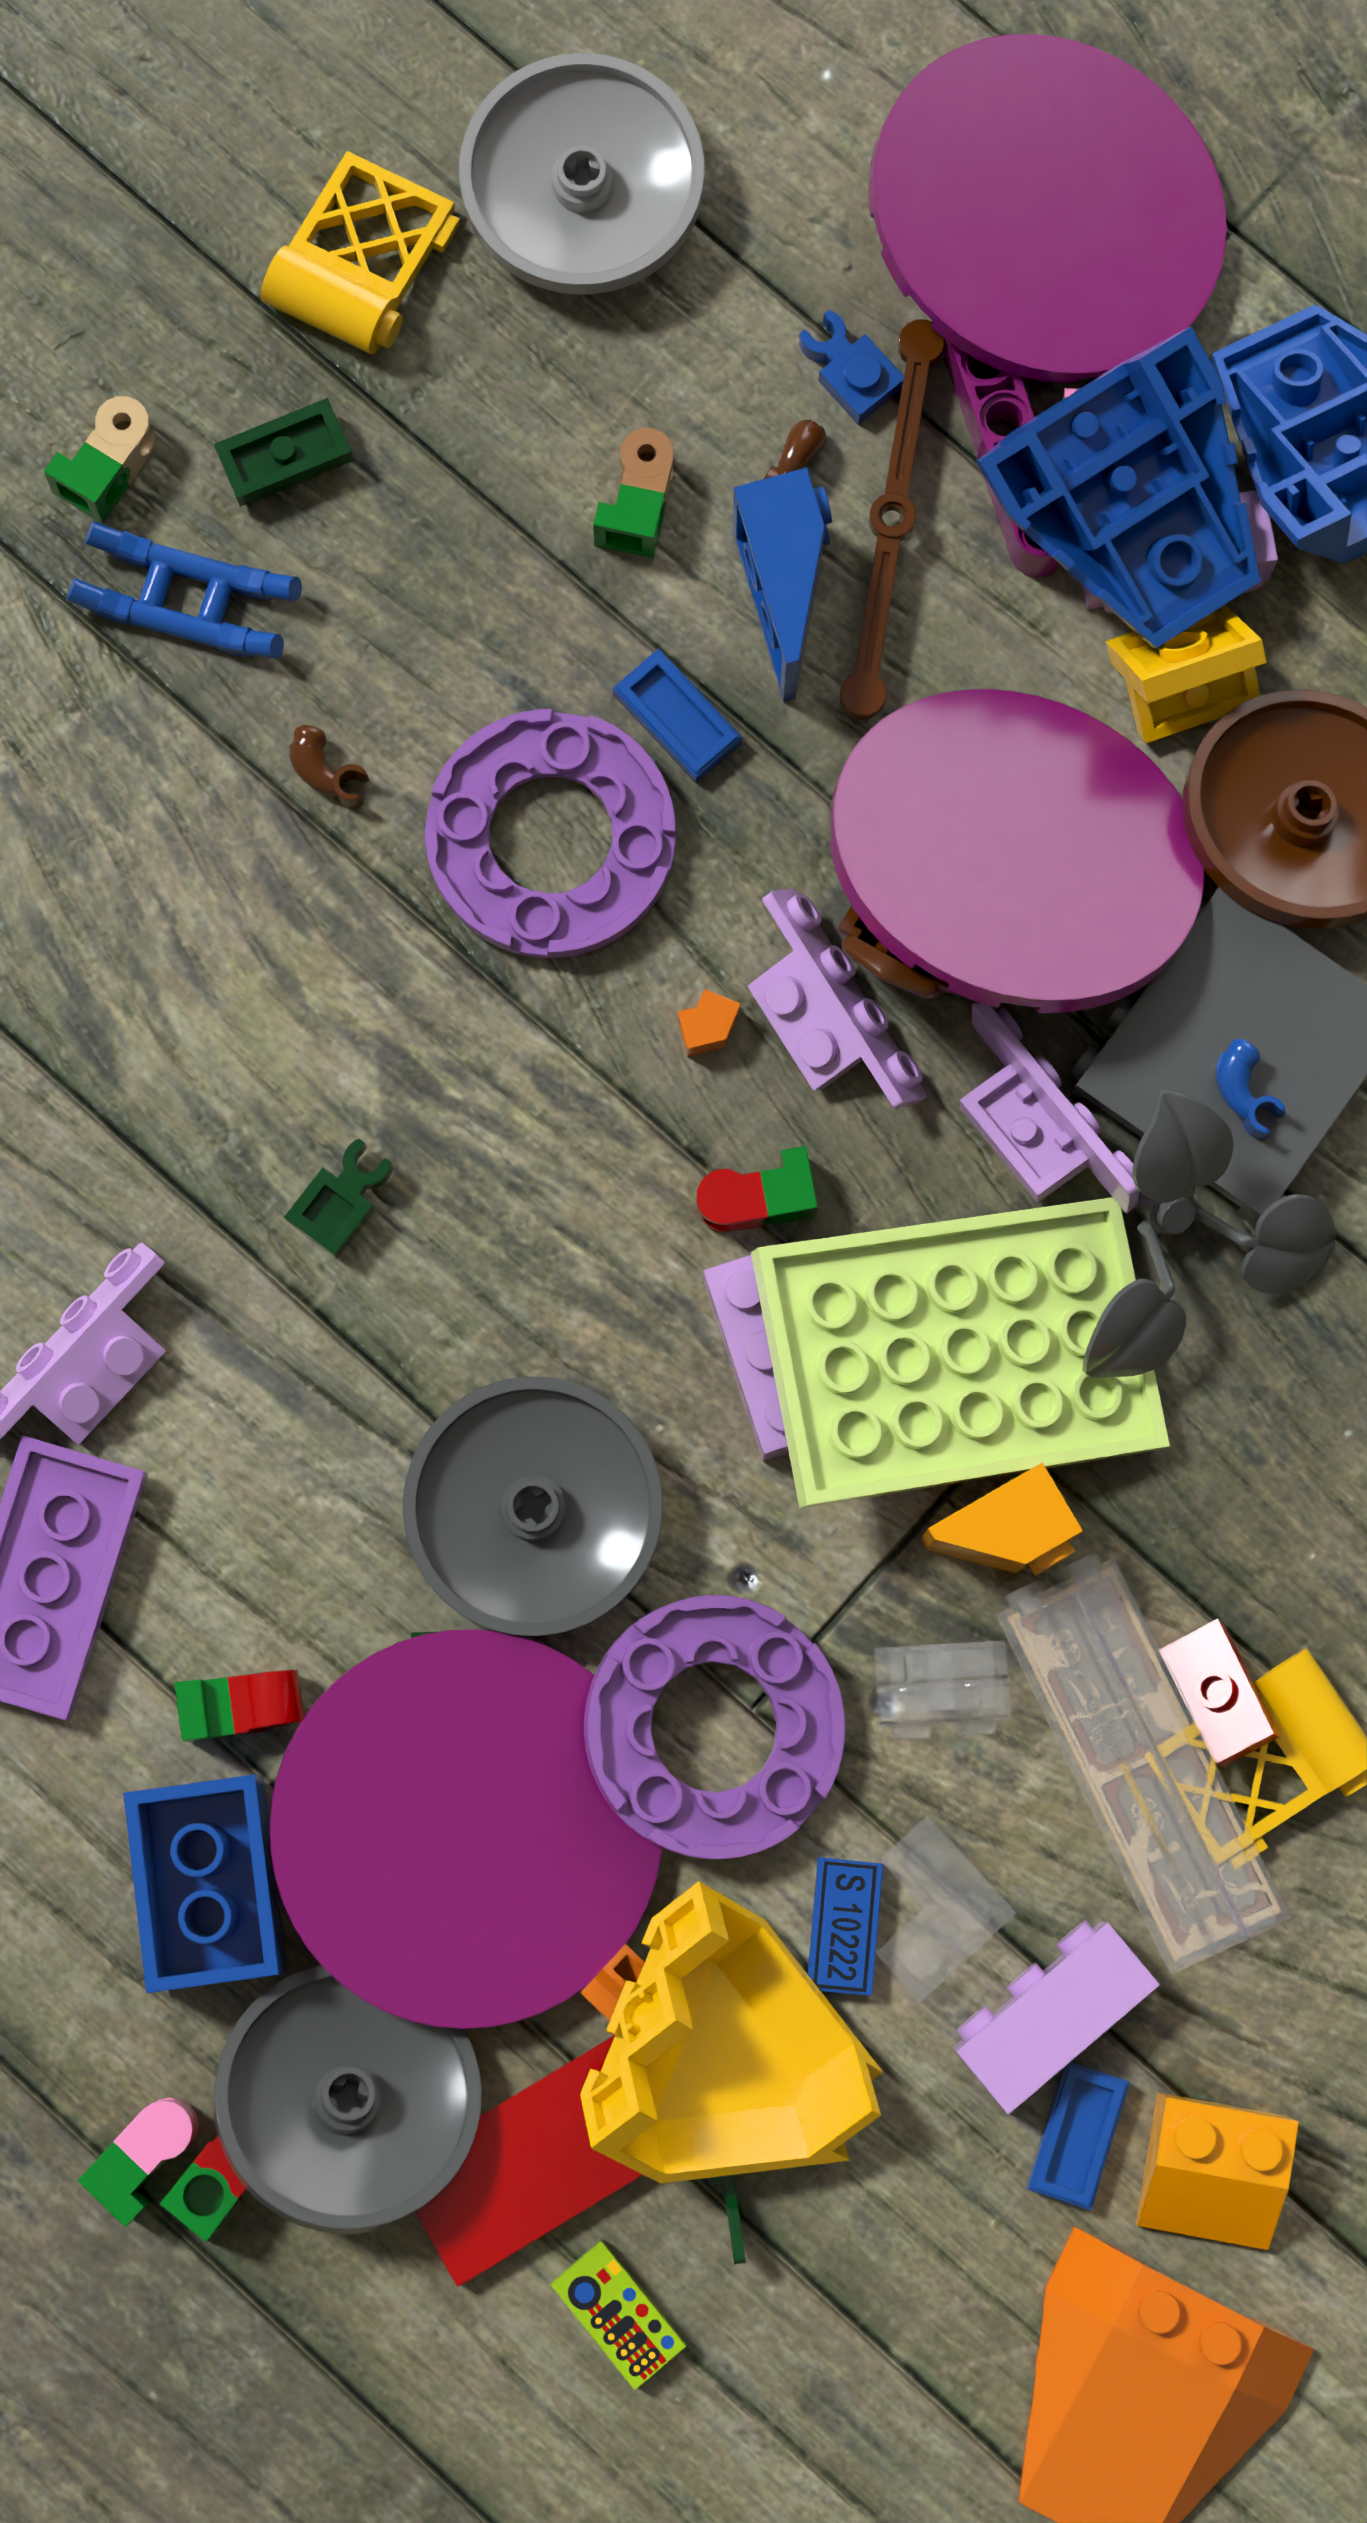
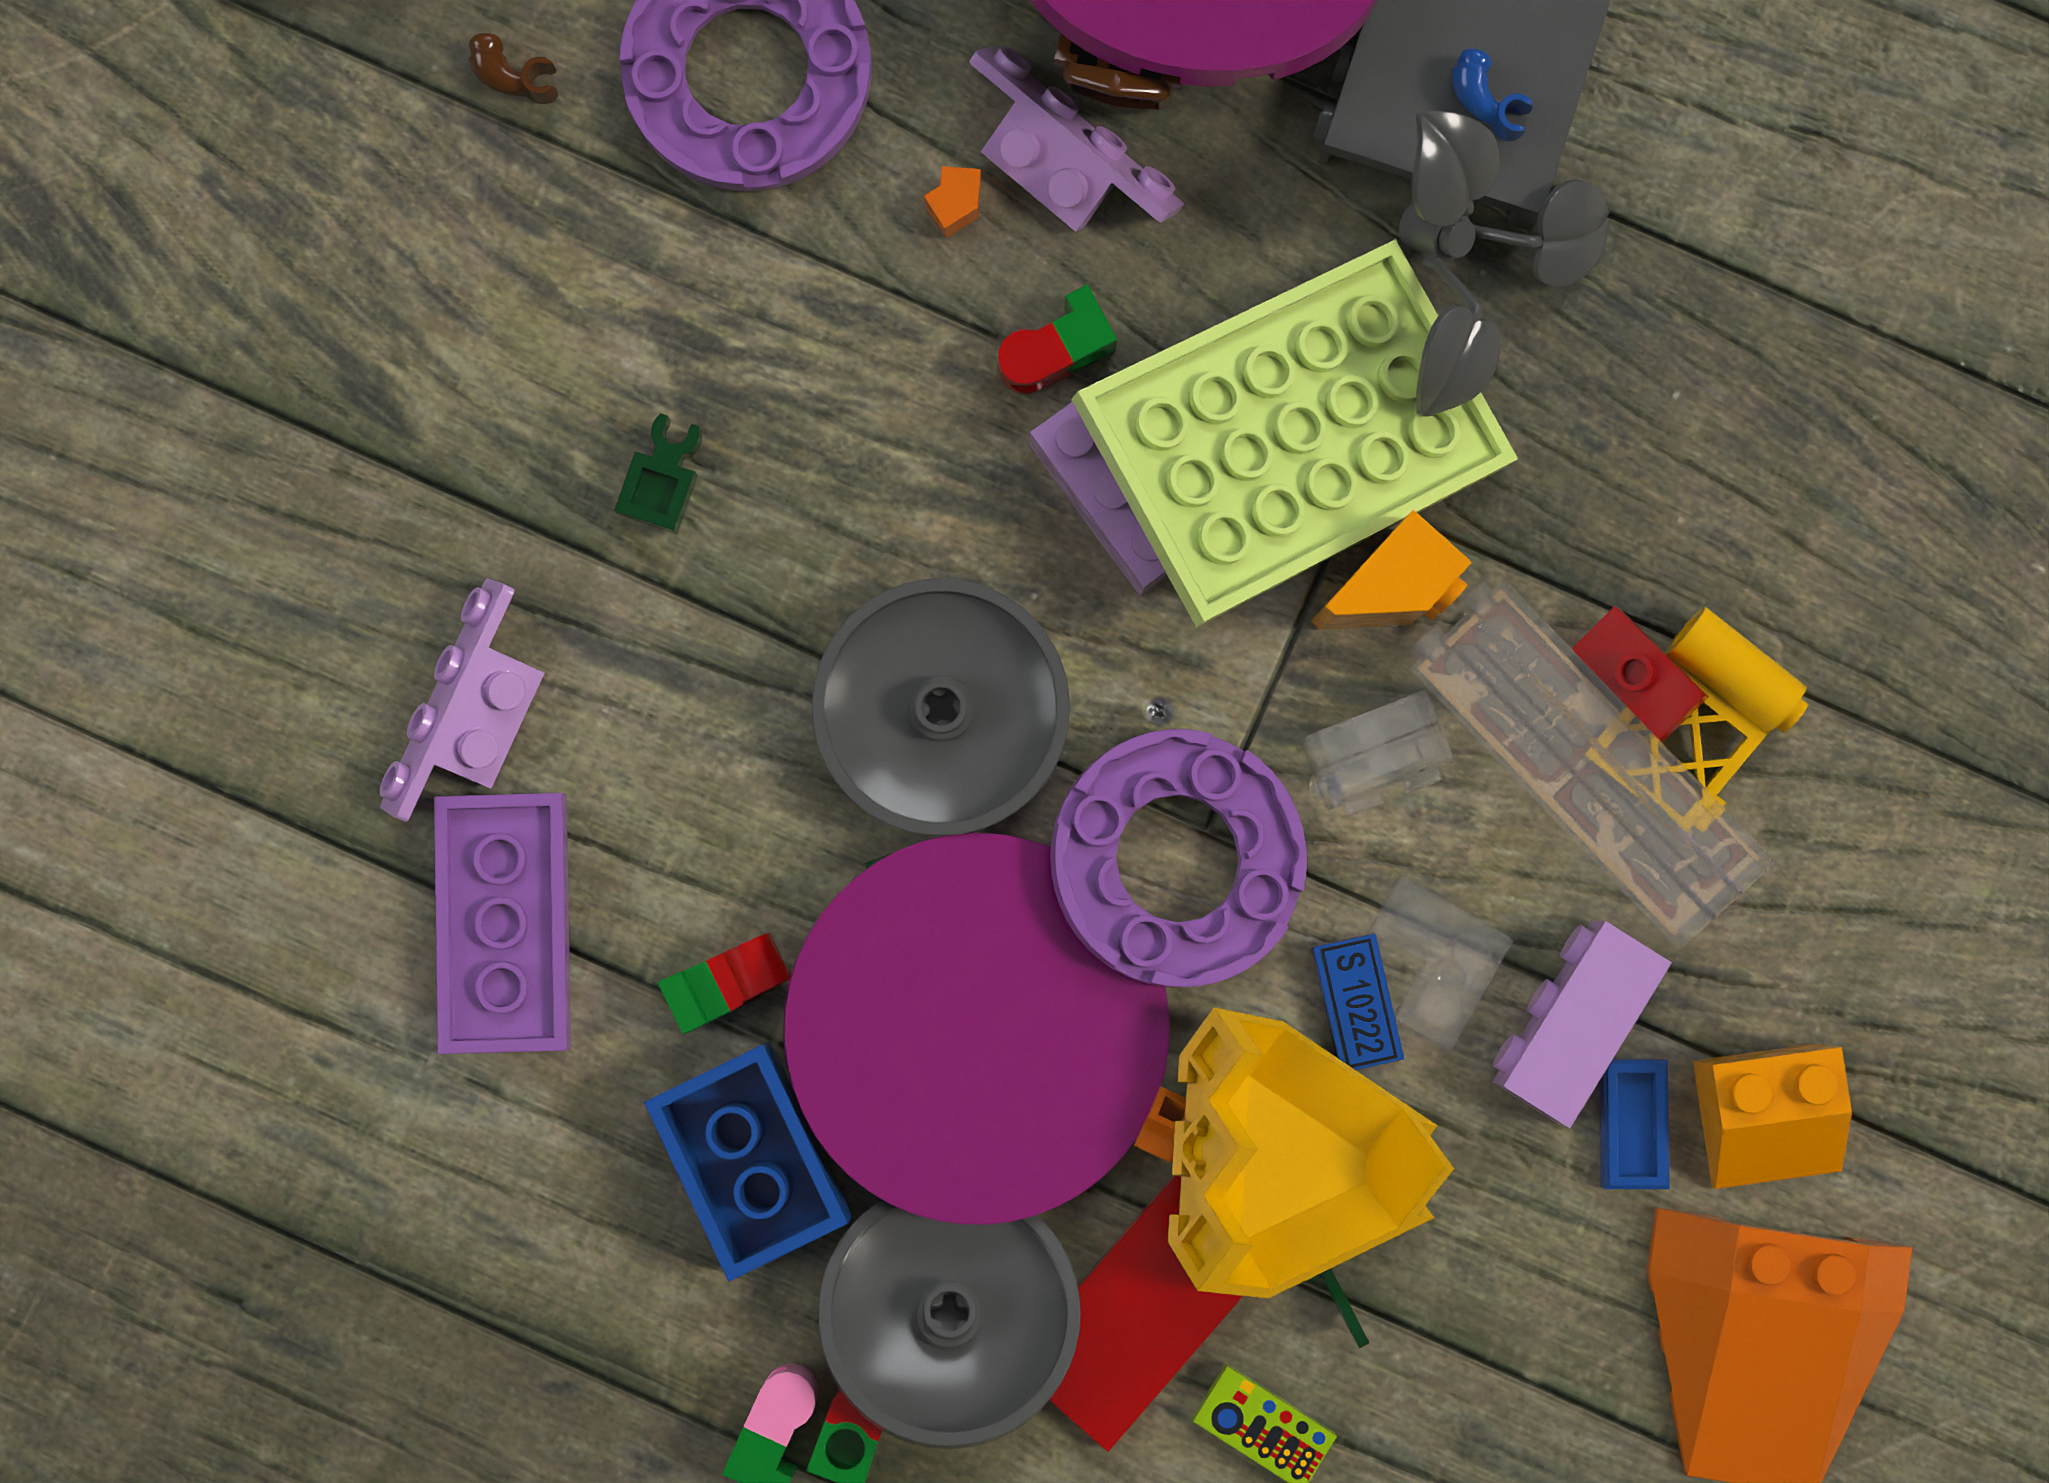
camera: 20 degrees left, 5 degrees up
(1033, 1122) = (1296, 193): lavender bracket -> none

